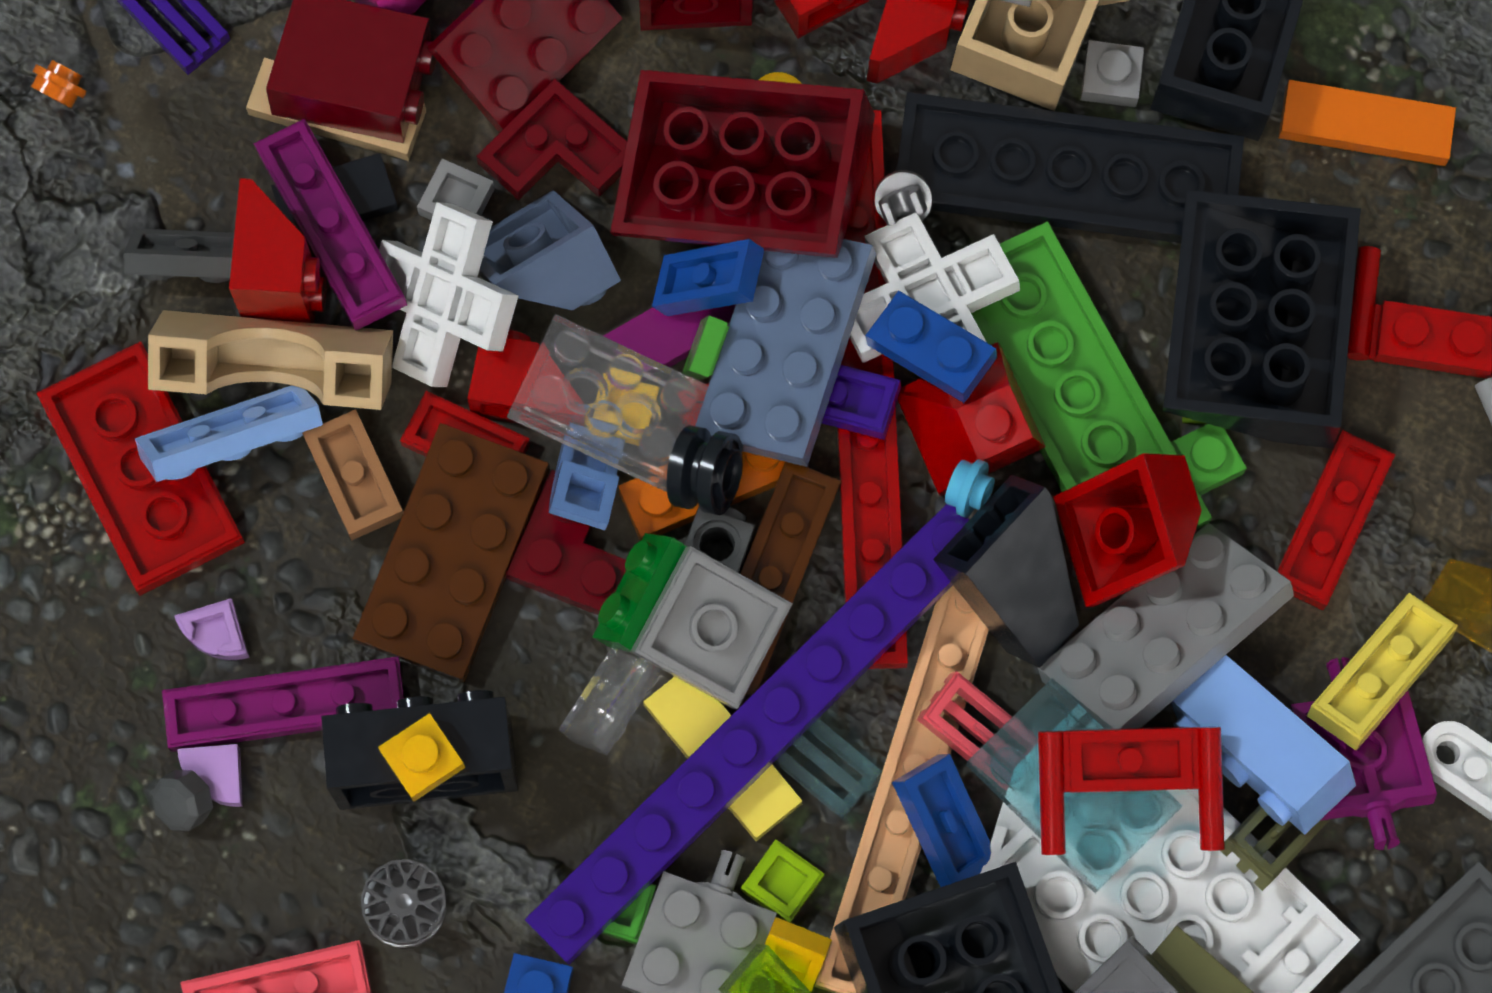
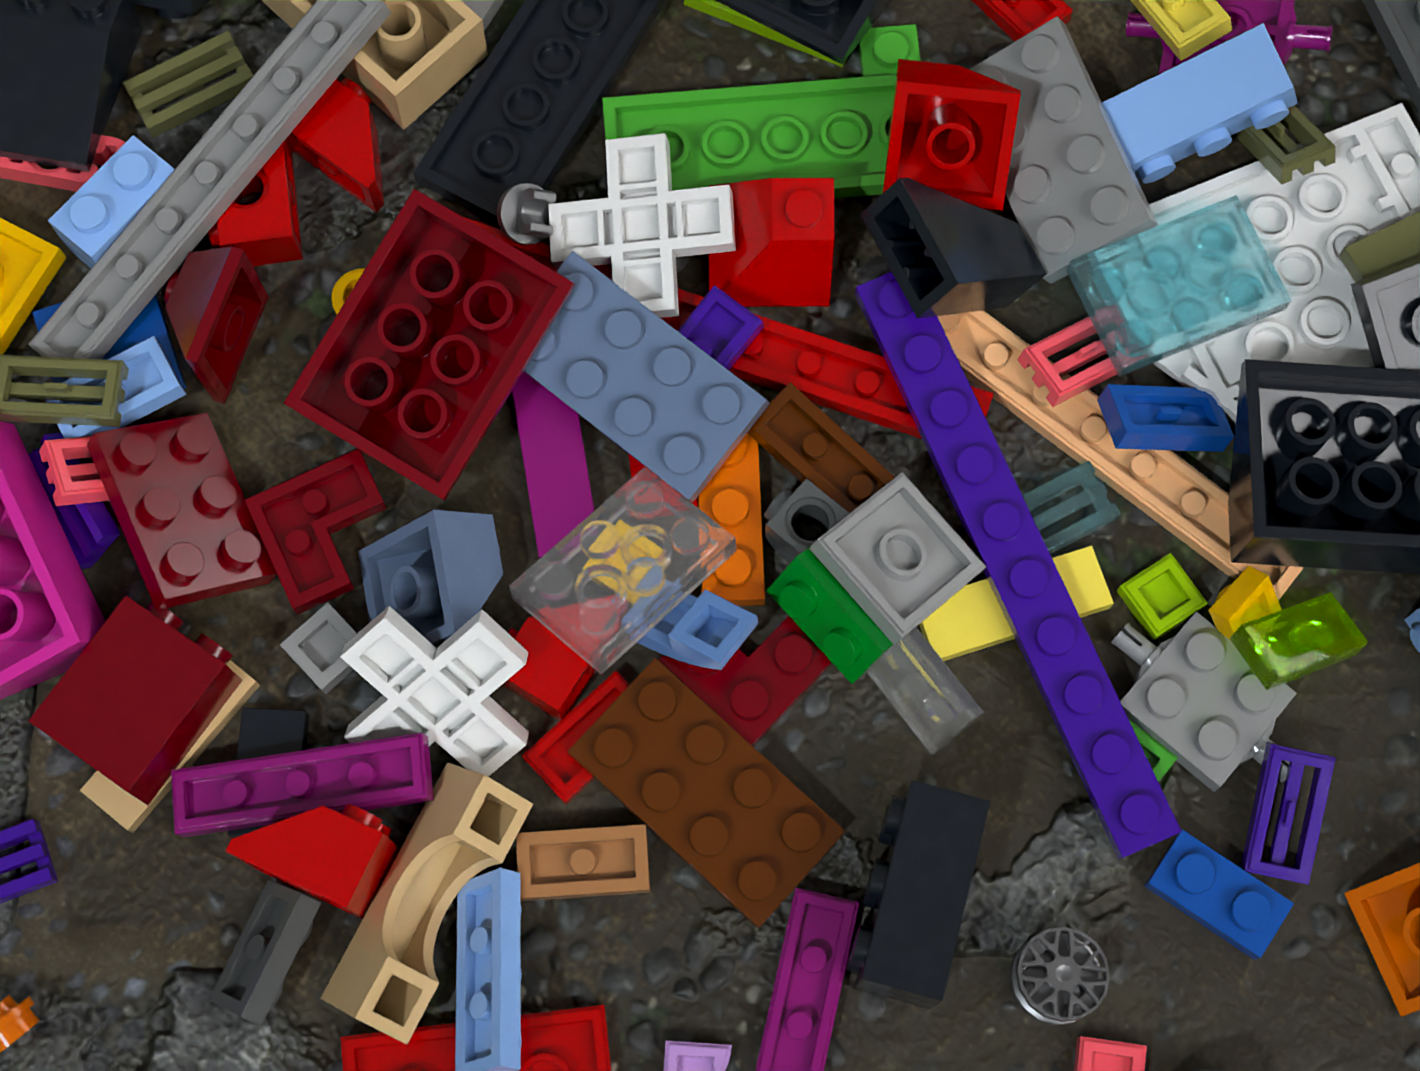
camera: 65 degrees left, 0 degrees up
(421, 757) = (950, 887): yellow plate -> none
(704, 470) = (738, 499): black wheel -> none
(706, 348) = (601, 457): bright green tile -> none
(708, 277) = (534, 422): blue plate -> none
(931, 346) = (701, 236): blue plate -> none
(969, 487) = (856, 258): medium azure plate -> none
(1130, 762) = (1188, 217): red plate -> none

